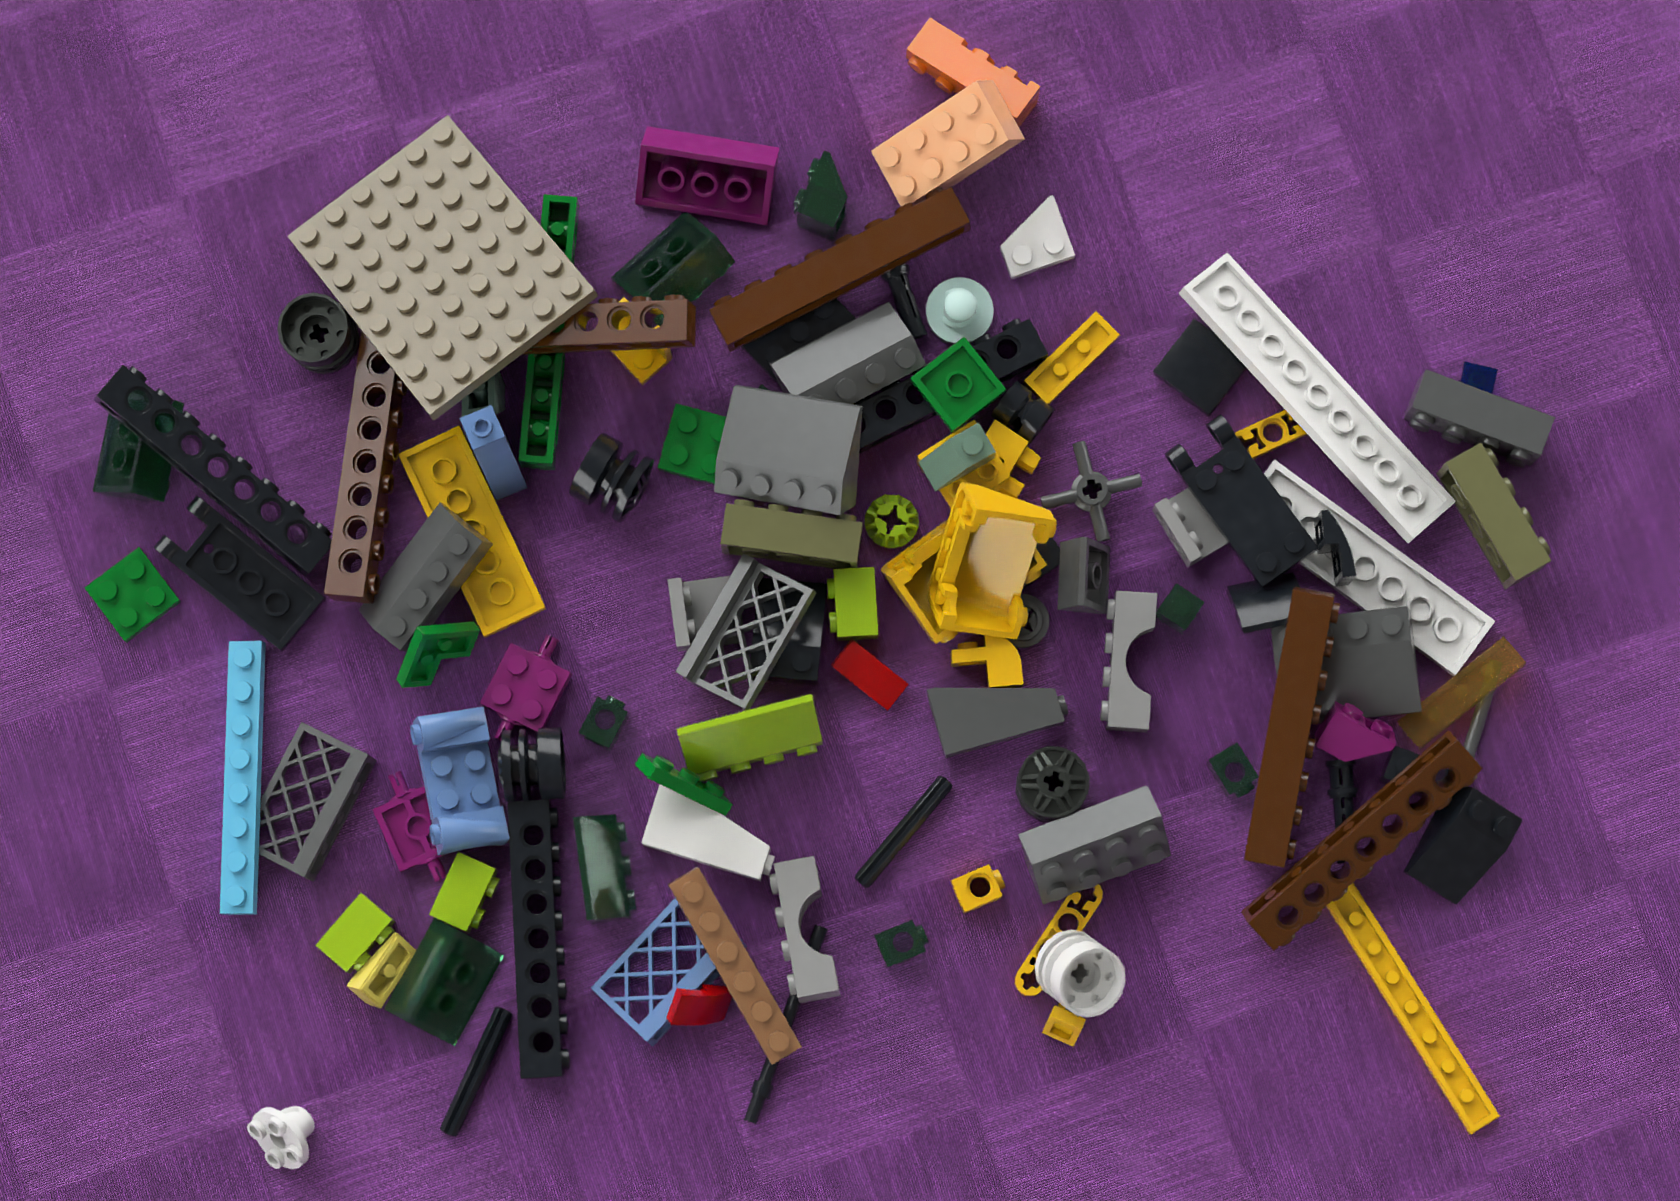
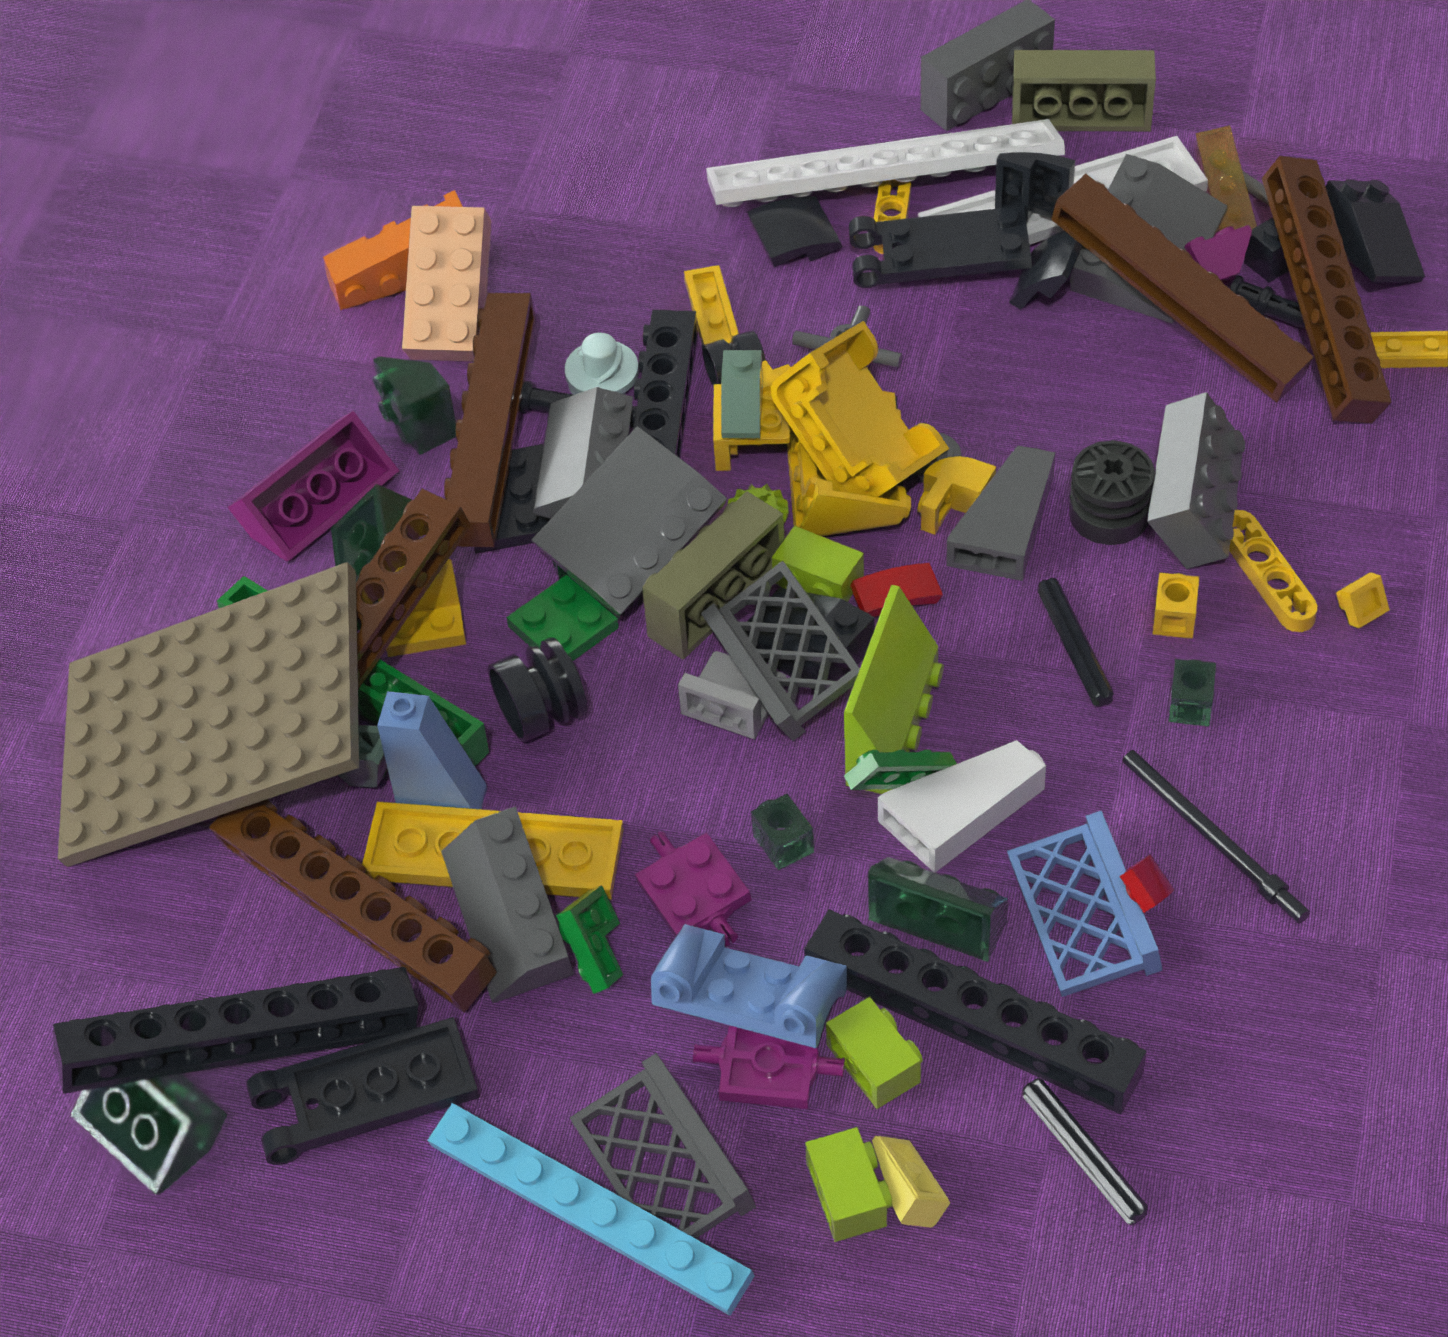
camera: 55 degrees left, 30 degrees down
(132, 594) = (299, 1215): green plate -> none
(300, 330) = (179, 868): pearl dark grey wheel -> none
(444, 982) = (959, 1124): clear green slope -> none
(533, 764) = (781, 903): black wheel -> none
(734, 965) = (1125, 826): medium nougat plate -> none
(798, 887) = (1172, 769): light grey arch -> none
(958, 384) = (672, 376): green plate -> none
(1037, 242) = (587, 291): white wing -> none
(1080, 973) = (1321, 546): white wheel -> none
(1083, 576) = (922, 382): dark grey slope -> none
(1127, 704) = (1066, 411): light grey arch -> none
(1179, 609) = (1006, 334): clear green brick -> none
(1188, 527) = (934, 299): light grey bracket -> none
(1233, 755) = (1190, 365): clear green brick -> none

